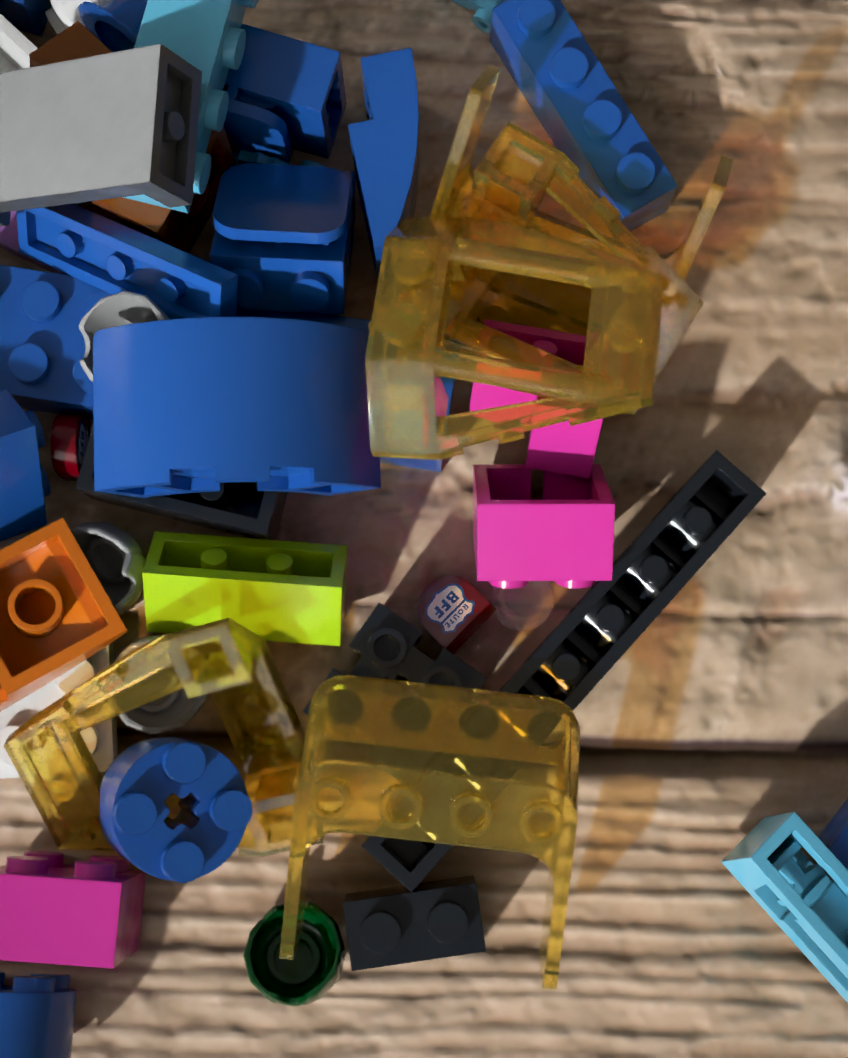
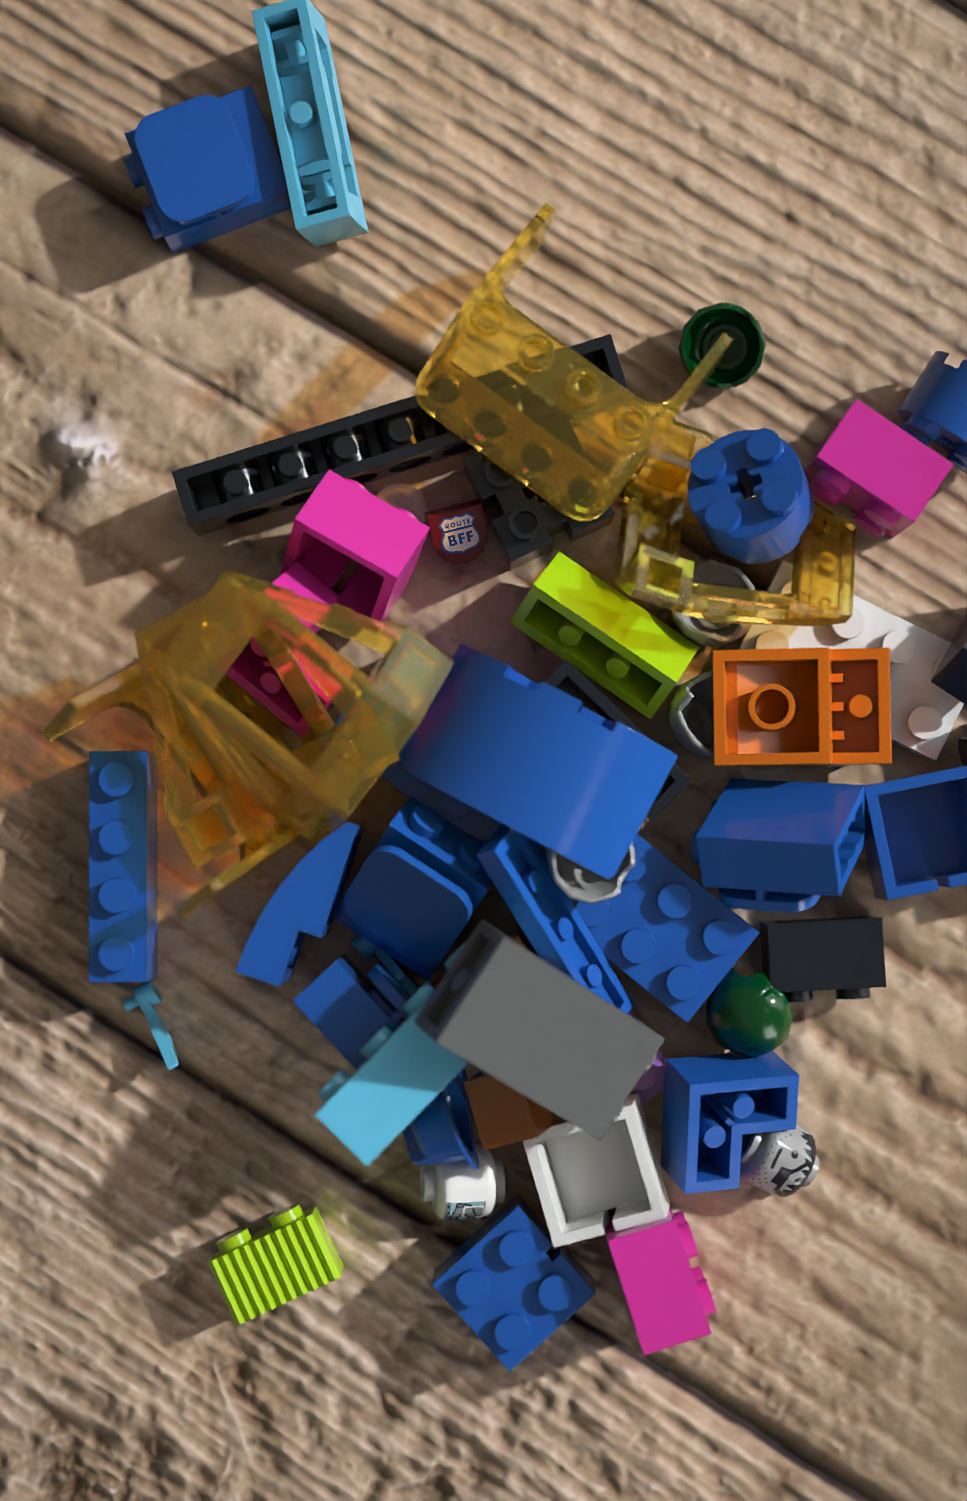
camera: 145 degrees left, 5 degrees up
(69, 443) = (678, 830): dark red tile -> none
(413, 926) = (636, 318): black brick -> none

